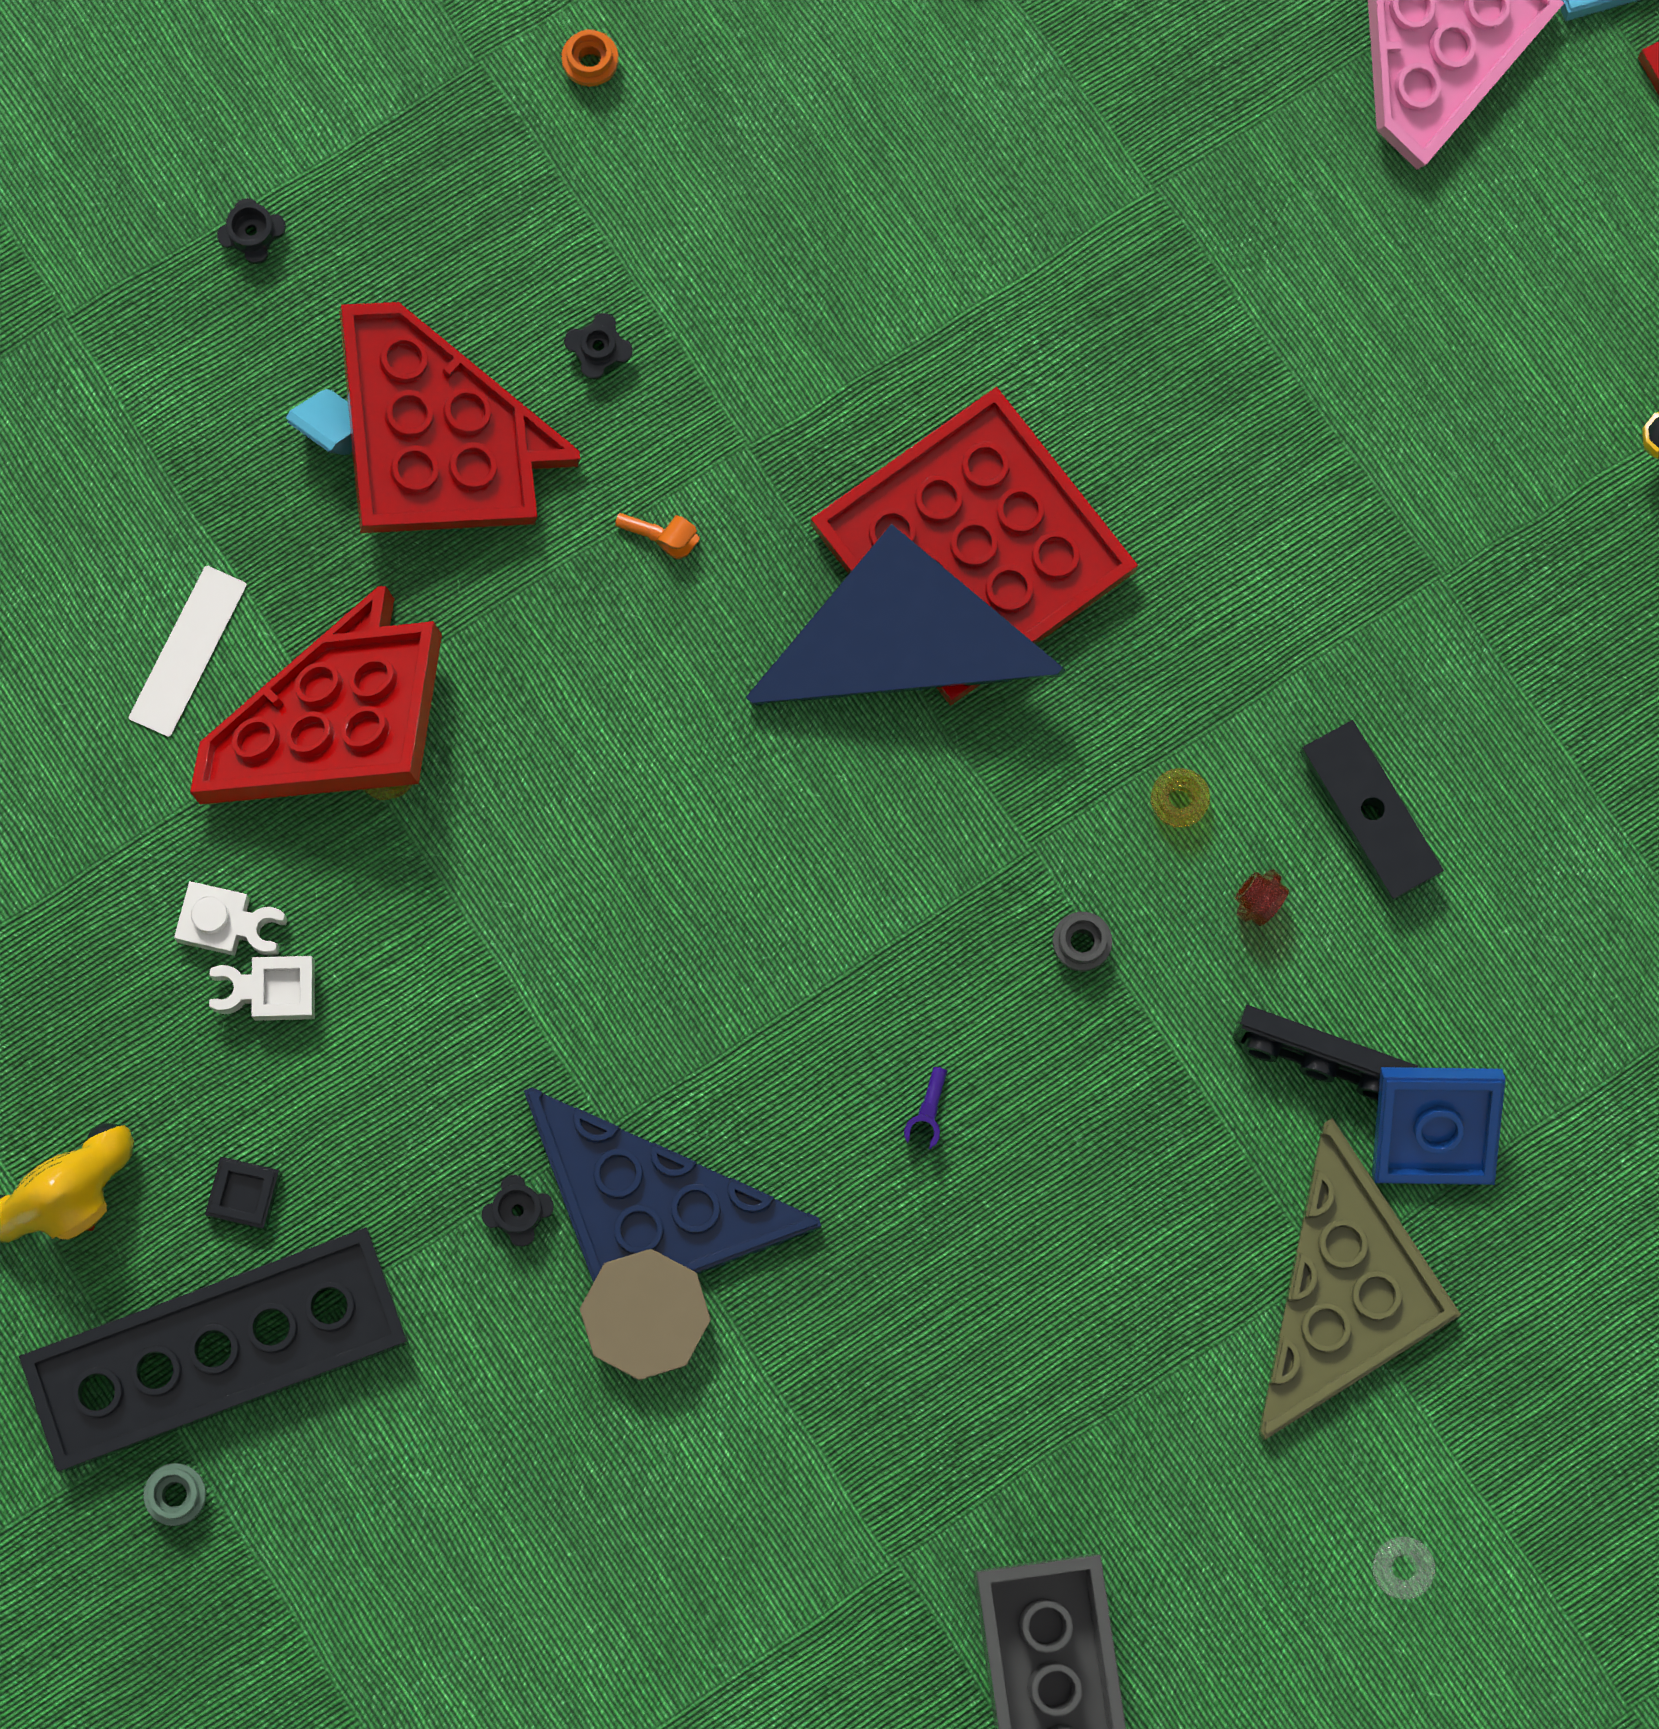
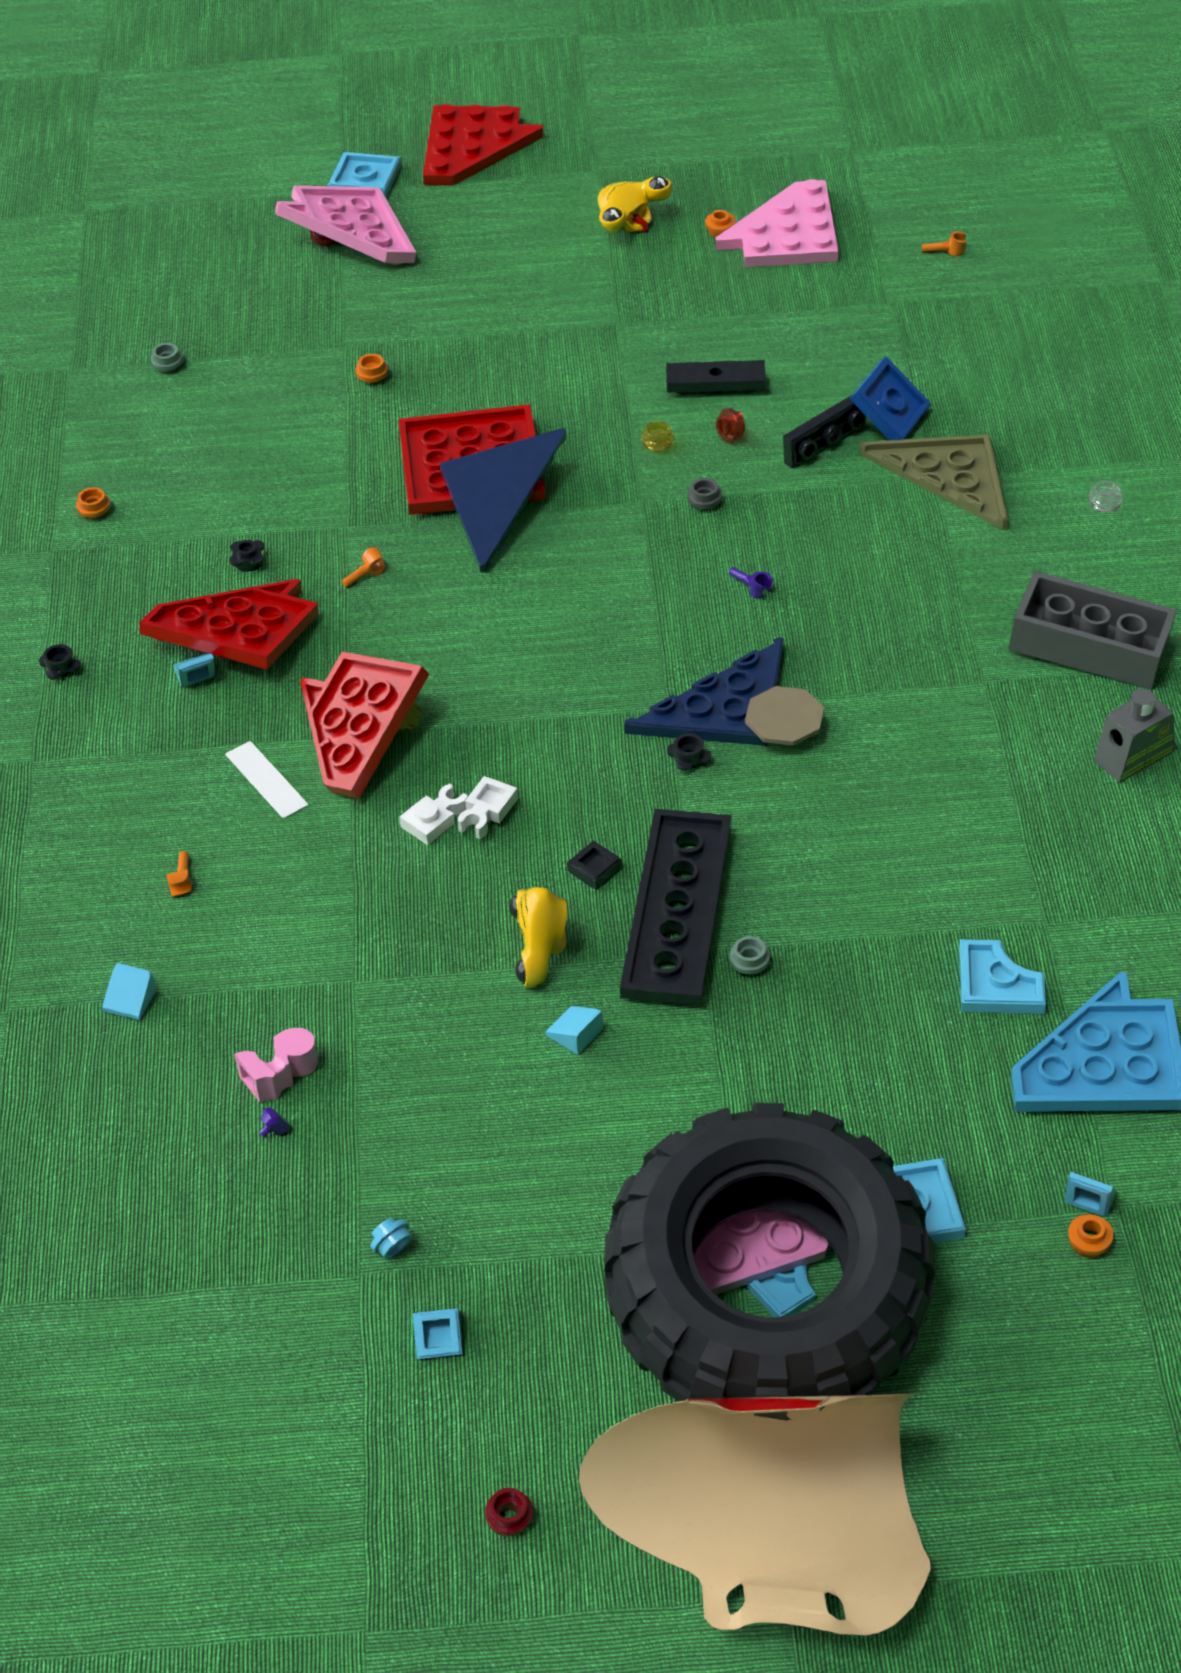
camera: 55 degrees left, 30 degrees down
(1108, 269) = (371, 368): none -> orange plate

